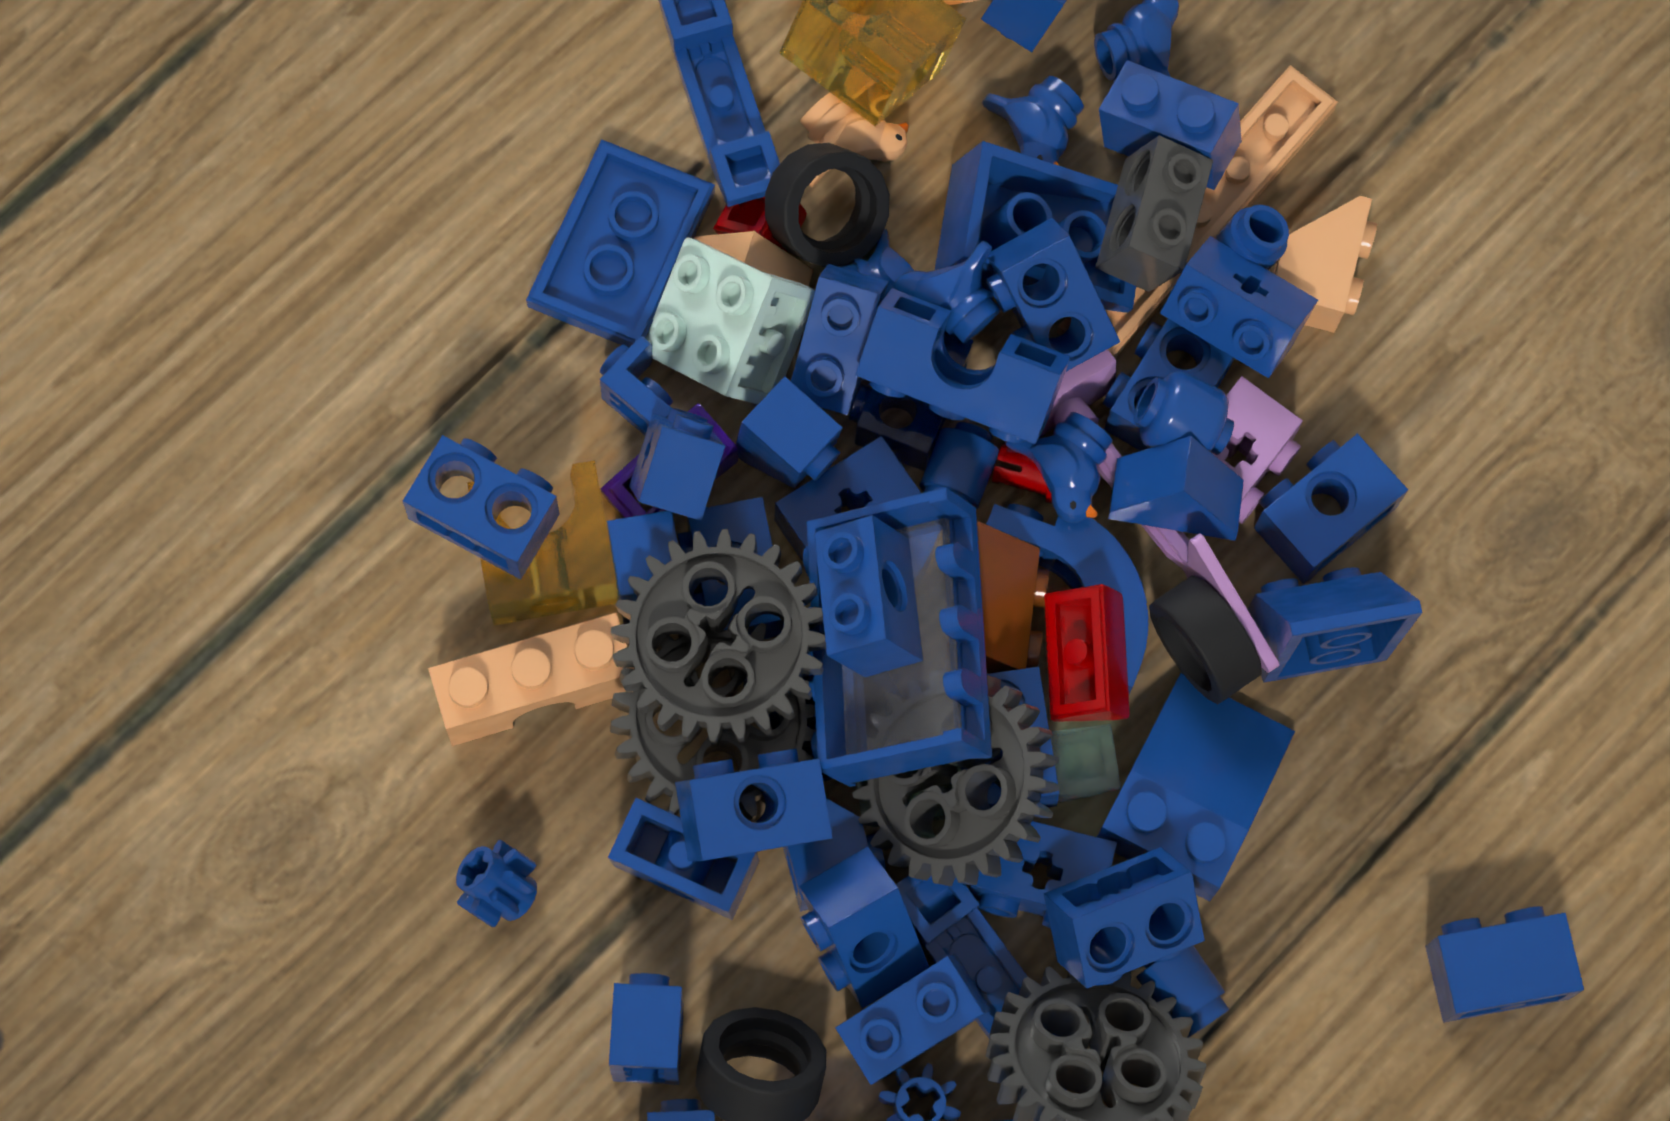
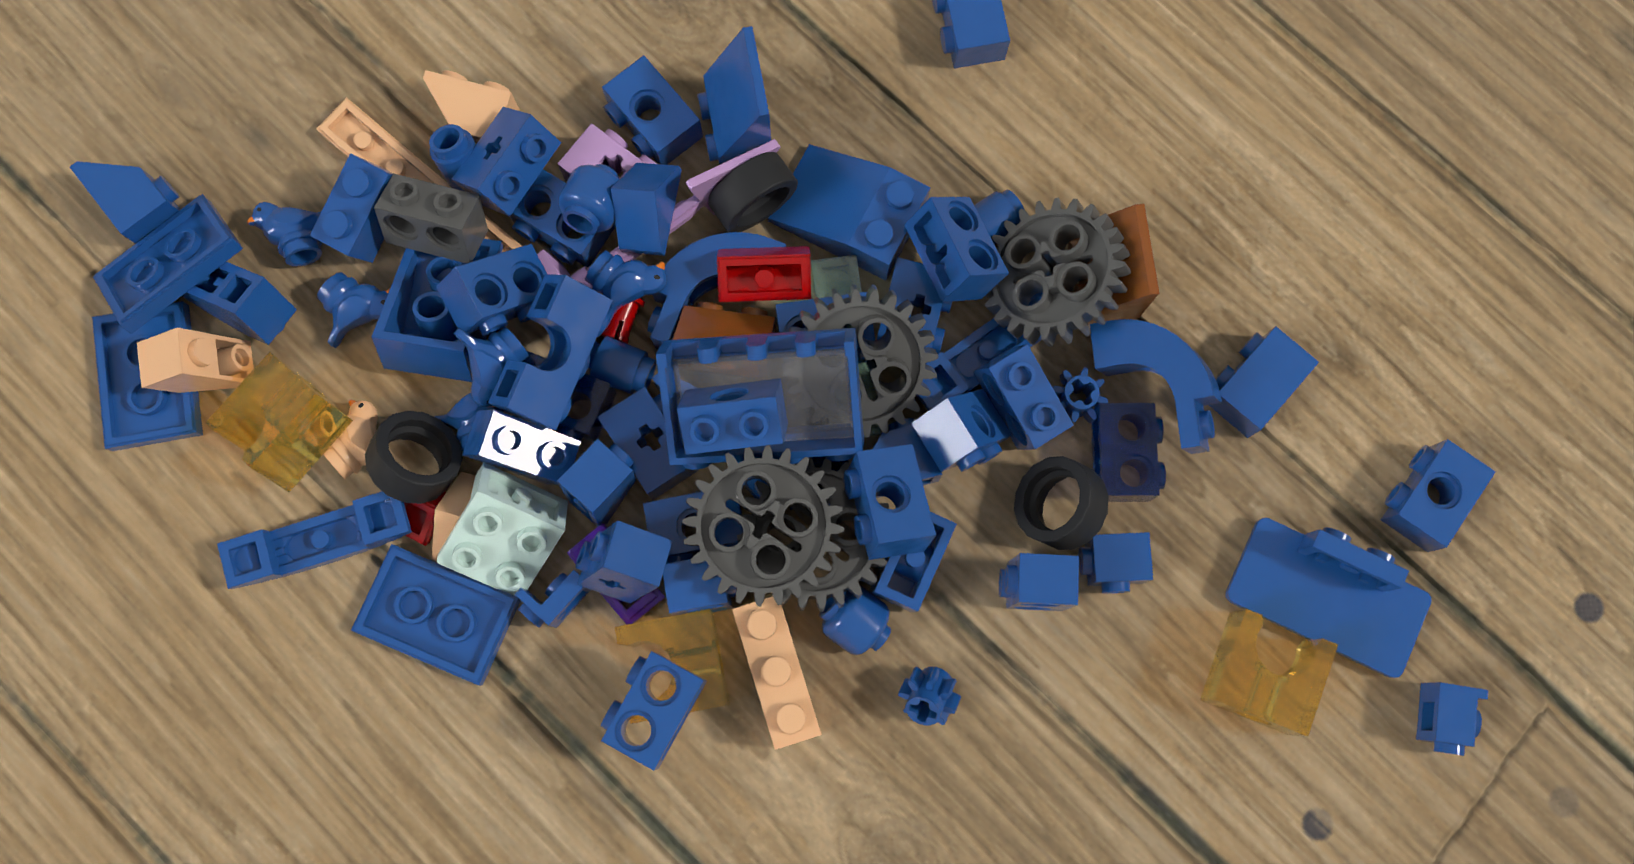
camera: 85 degrees left, 5 degrees up
(598, 788) = (857, 624): none -> blue head

